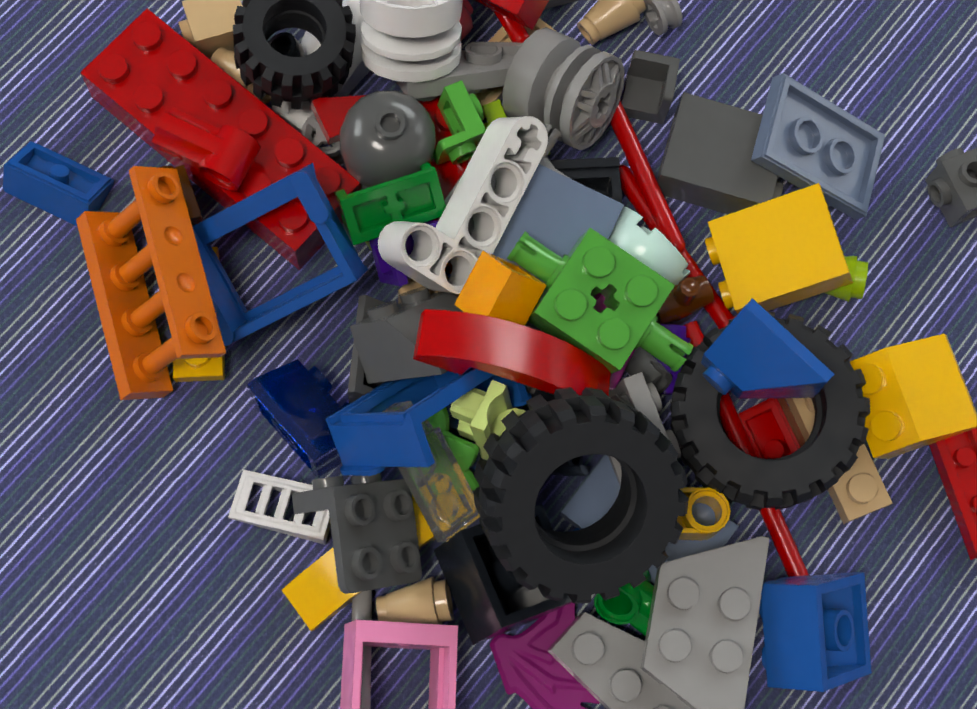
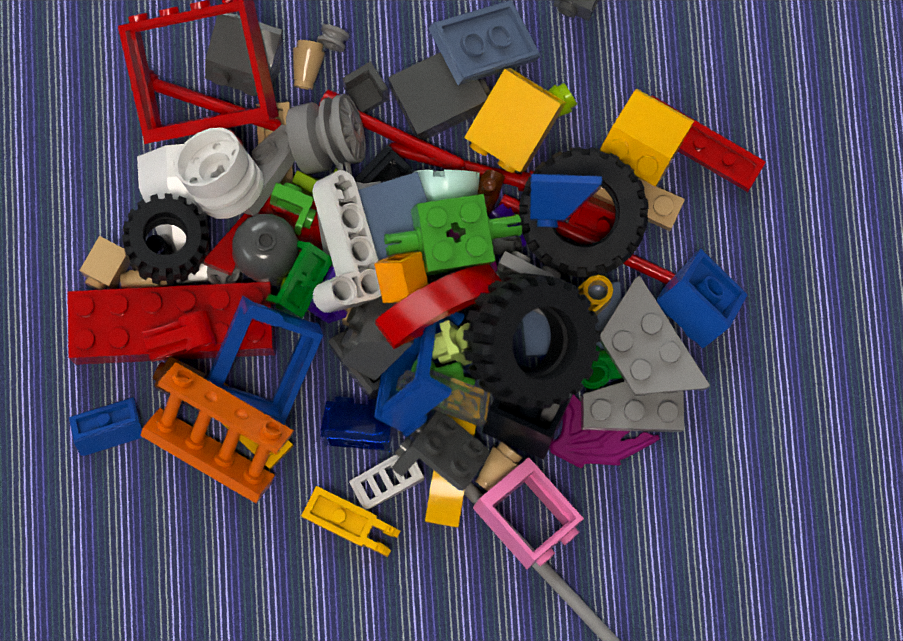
camera: 30 degrees left, 5 degrees up
(198, 509) = (346, 520): none -> yellow hinge

